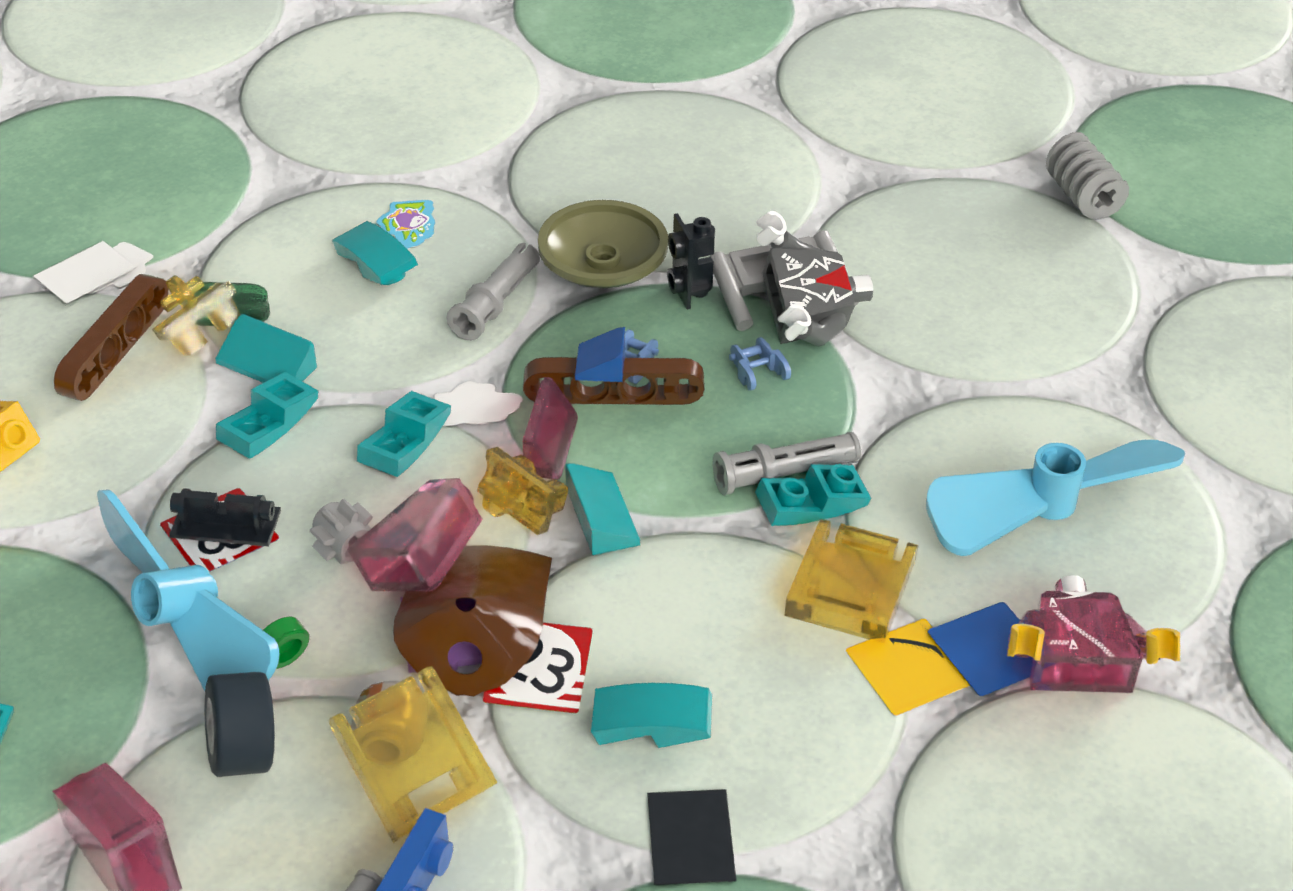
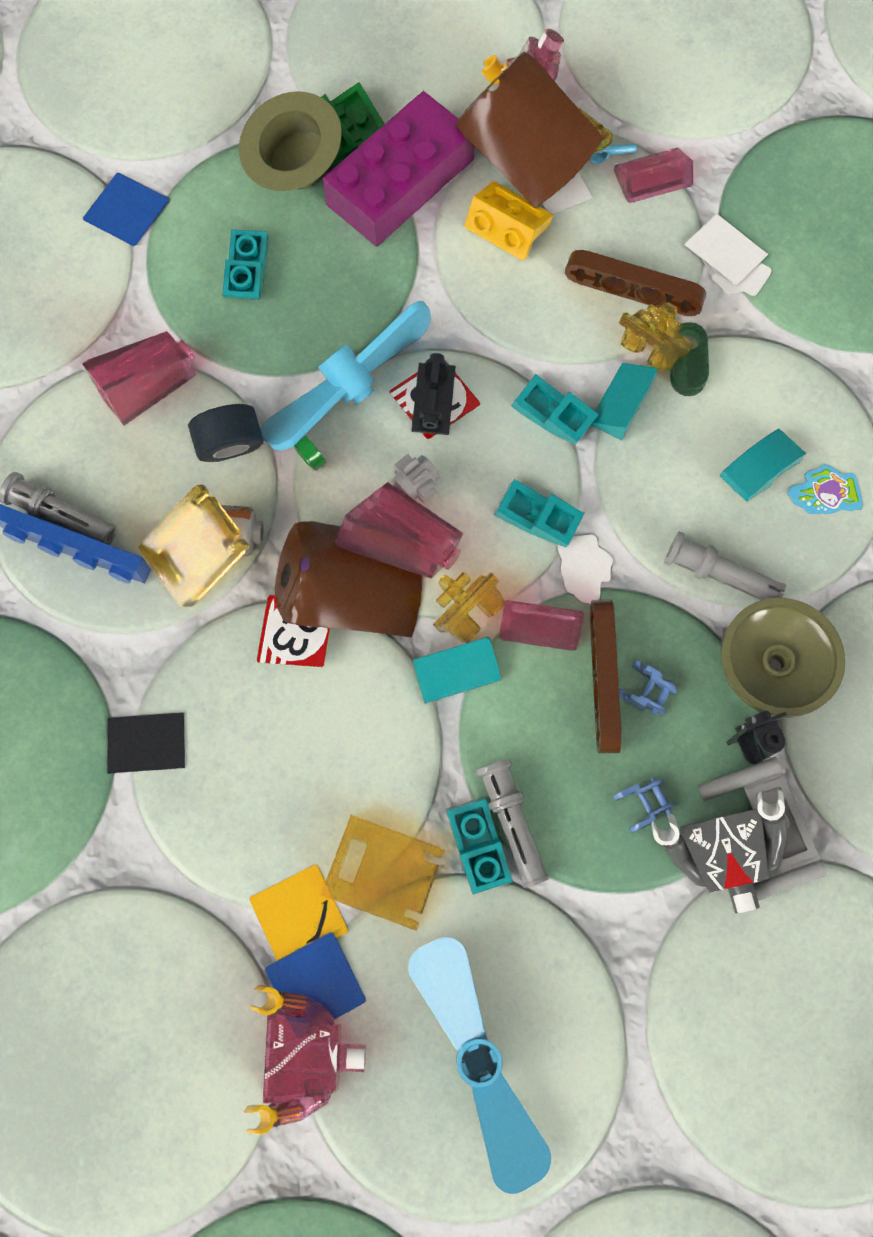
camera: 90 degrees right, 30 degrees up
(602, 357) = (605, 658): blue slope -> none
(663, 710) = (242, 712): teal slope -> none

